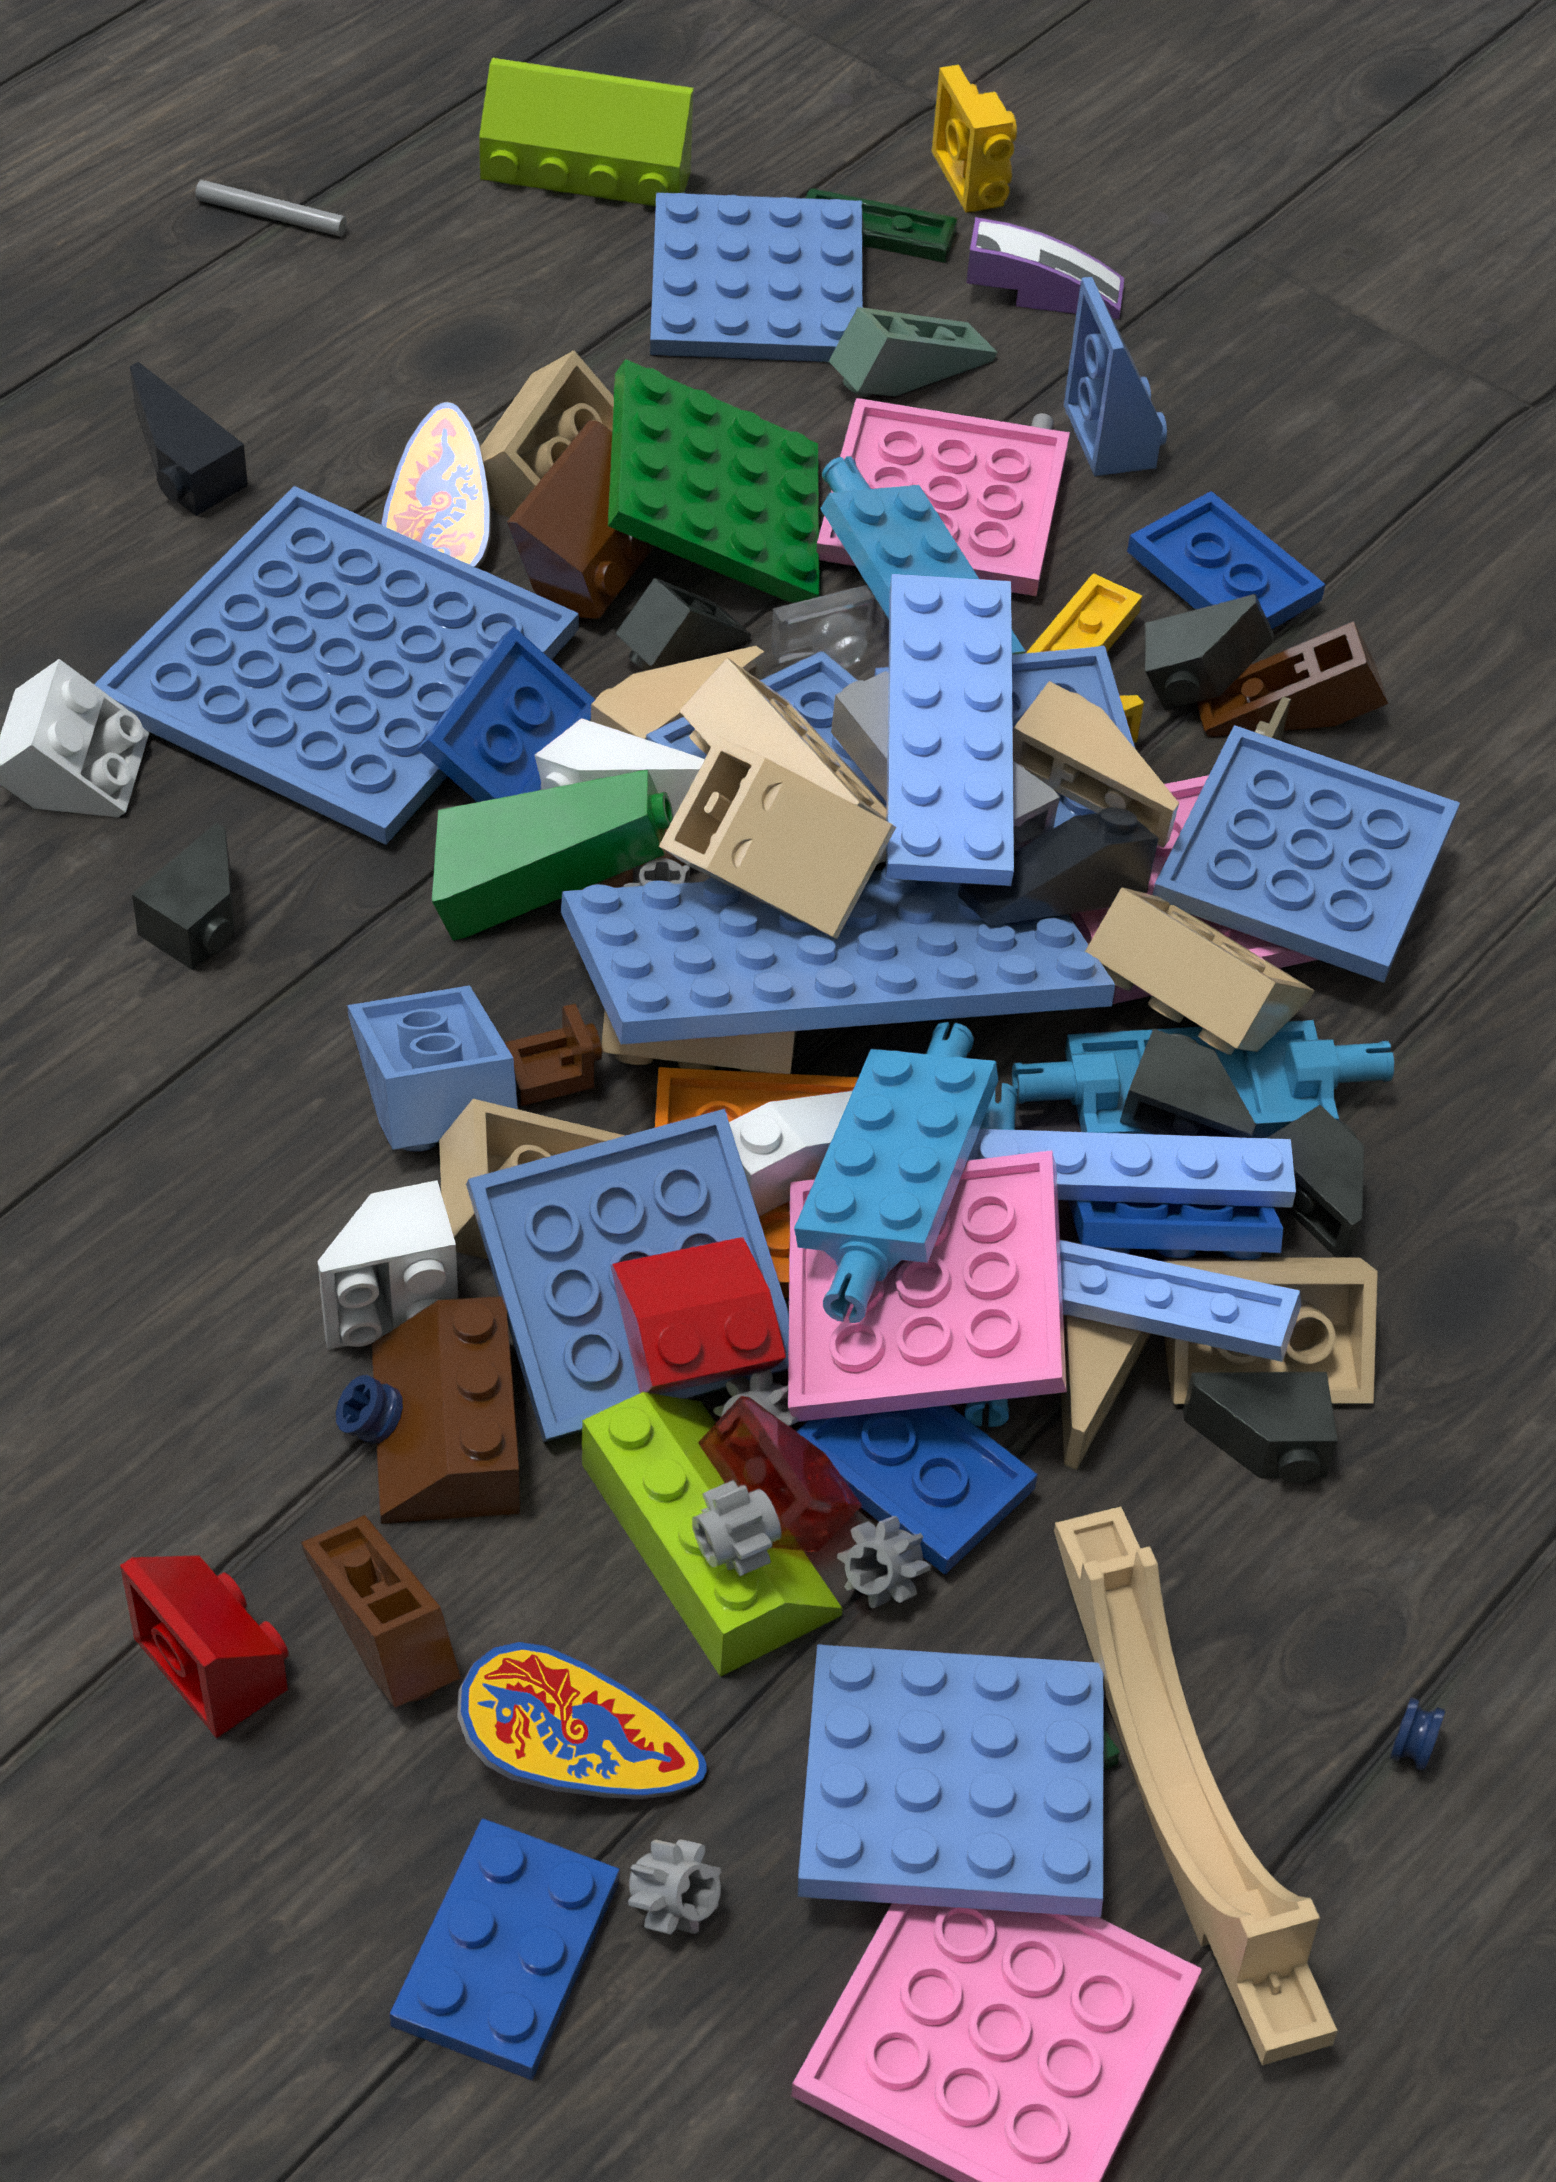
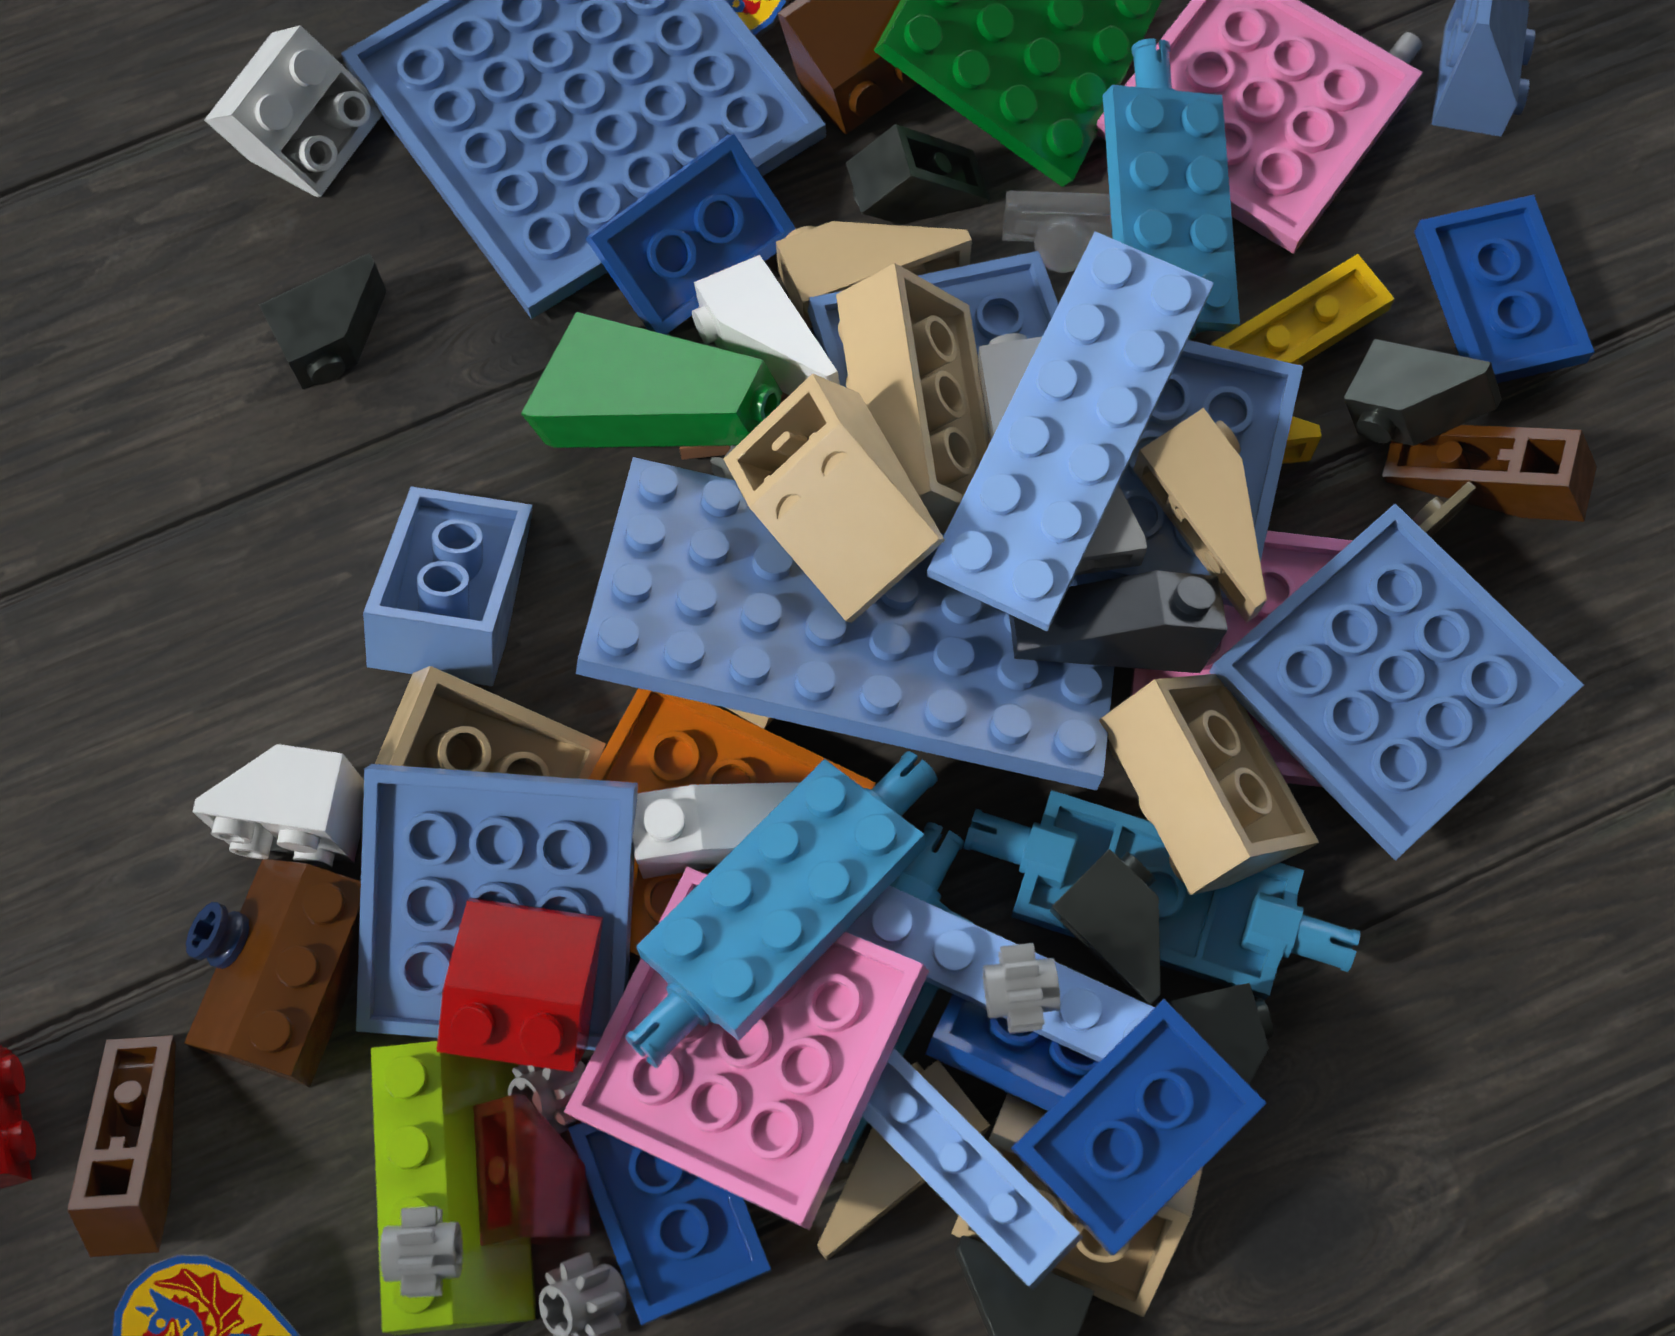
camera: 30 degrees right, 20 degrees up
(556, 1060) = (551, 623): reddish brown bracket -> none
(1144, 1139) = (1021, 988): none -> light grey gear
(1298, 1208) = (1138, 1127): none -> blue plate

